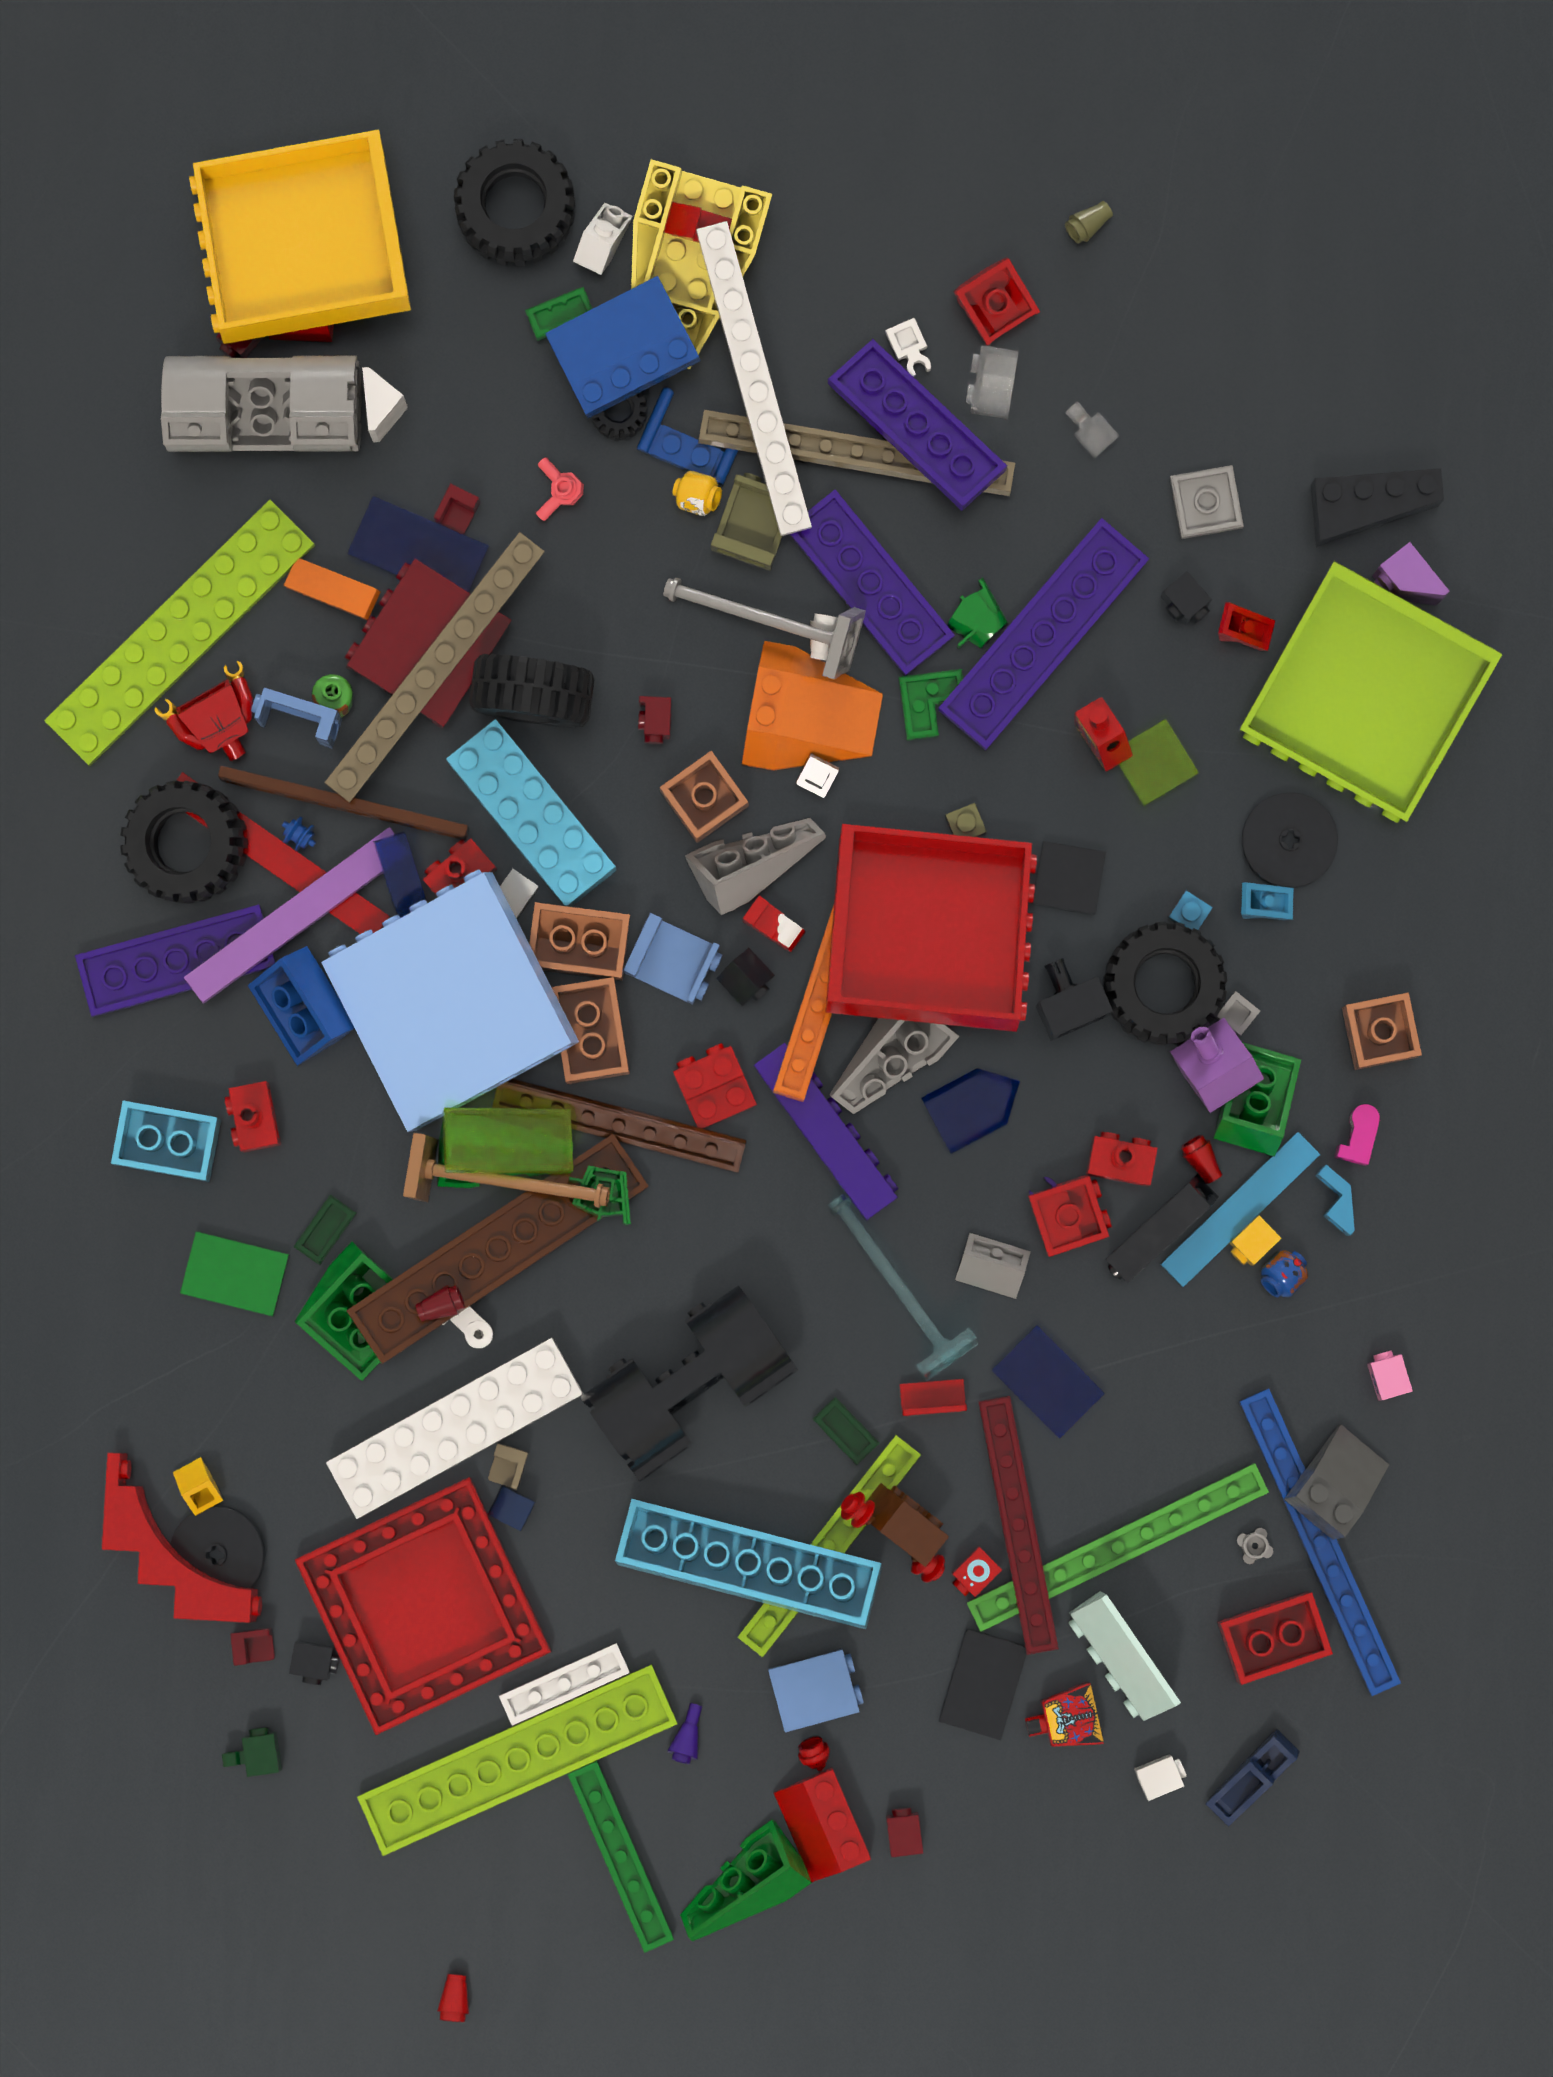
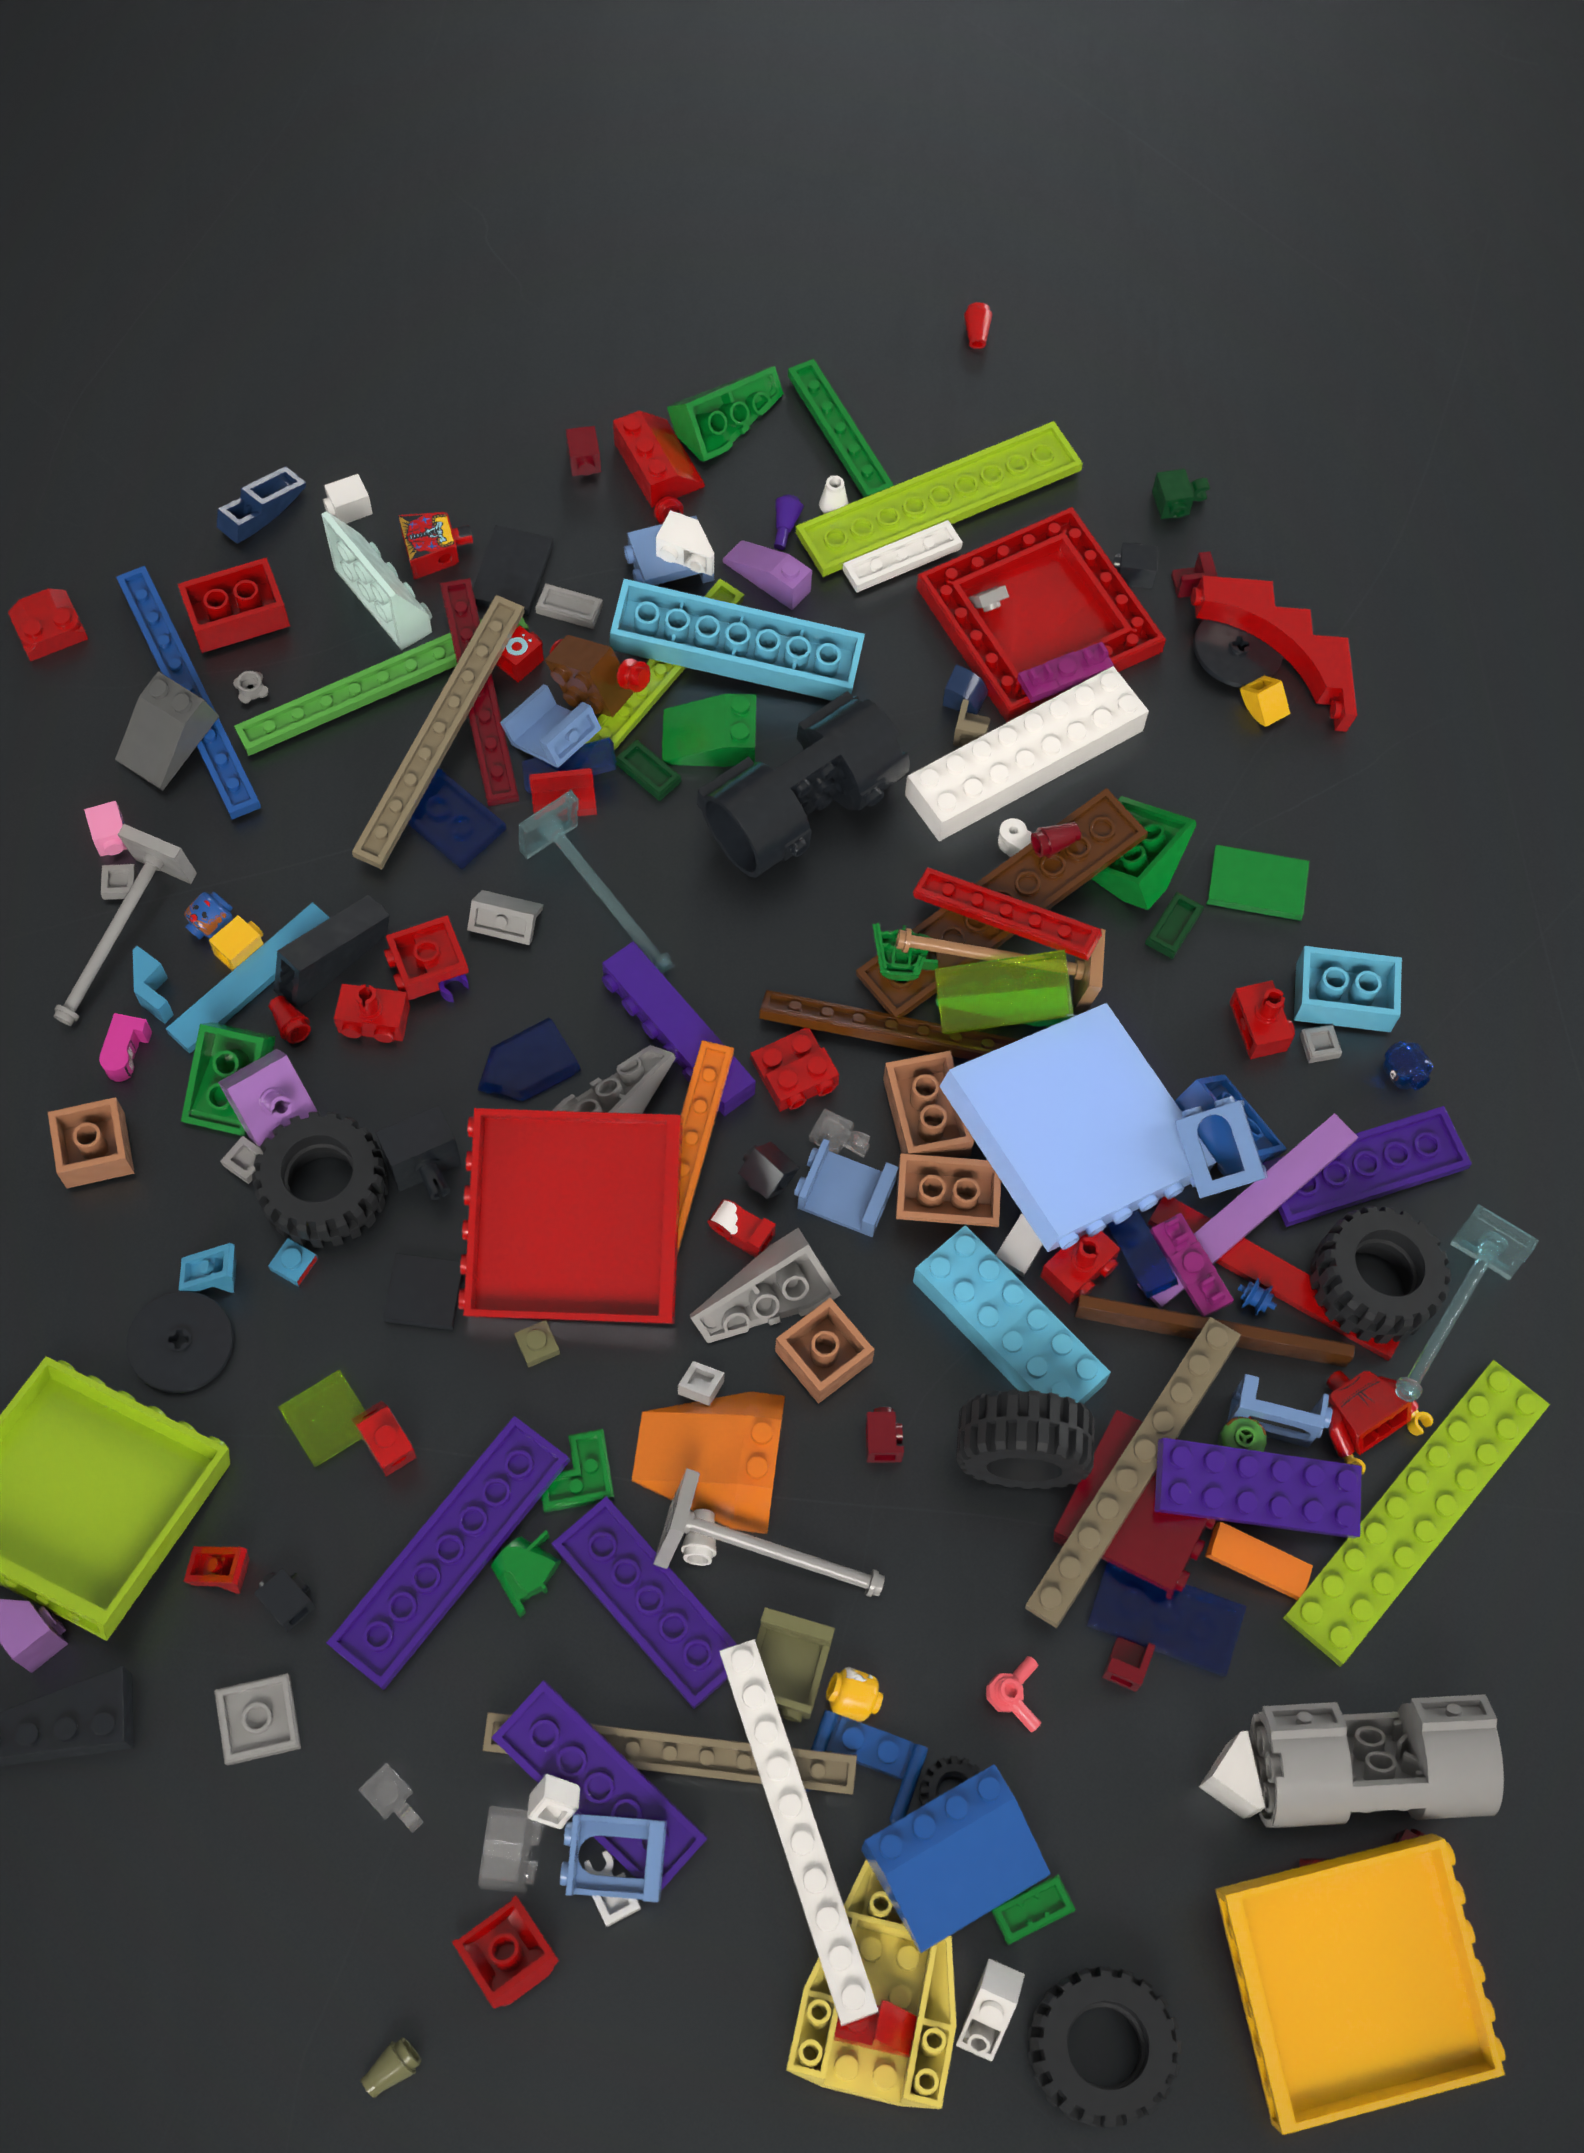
camera: 175 degrees right, 20 degrees down
(74, 866) = (1493, 1245): none -> clear light blue tile
(118, 1059) = (1408, 1065): none -> clear blue head
(198, 1093) = (1320, 1043): none -> light grey tile
(308, 995) = (1249, 1155): none -> medium blue panel
(326, 644) = (1258, 1488): none -> dark purple plate
(357, 861) = (1192, 1265): none -> magenta plate
(406, 1517) = (1064, 672): none -> magenta plate
(477, 1619) = (989, 598): none -> light grey plate
(497, 1225) = (1007, 913): none -> red tile
(637, 1750) = (833, 495): none -> white cone
(680, 1019) = (839, 1133): none -> clear plate
(711, 1671) = (771, 571): none -> medium lavender slope
(781, 1468) = (710, 731): none -> green slope
(798, 1686) = (685, 543): none -> white slope
(923, 1636) = (569, 606): none -> light grey tile
(926, 1430) = (594, 755): none -> clear blue tile
(932, 349) = (583, 1883): none -> medium blue panel
(944, 1473) = (549, 729): none -> medium blue panel
(955, 410) = (553, 1801): none -> white slope
(1057, 1470) = (438, 732): none -> dark tan plate
(1337, 1332) = (156, 856): none -> light grey tile
(1375, 1317) = (117, 880): none -> light grey plate
(1470, 1634) = (46, 623): none -> red slope

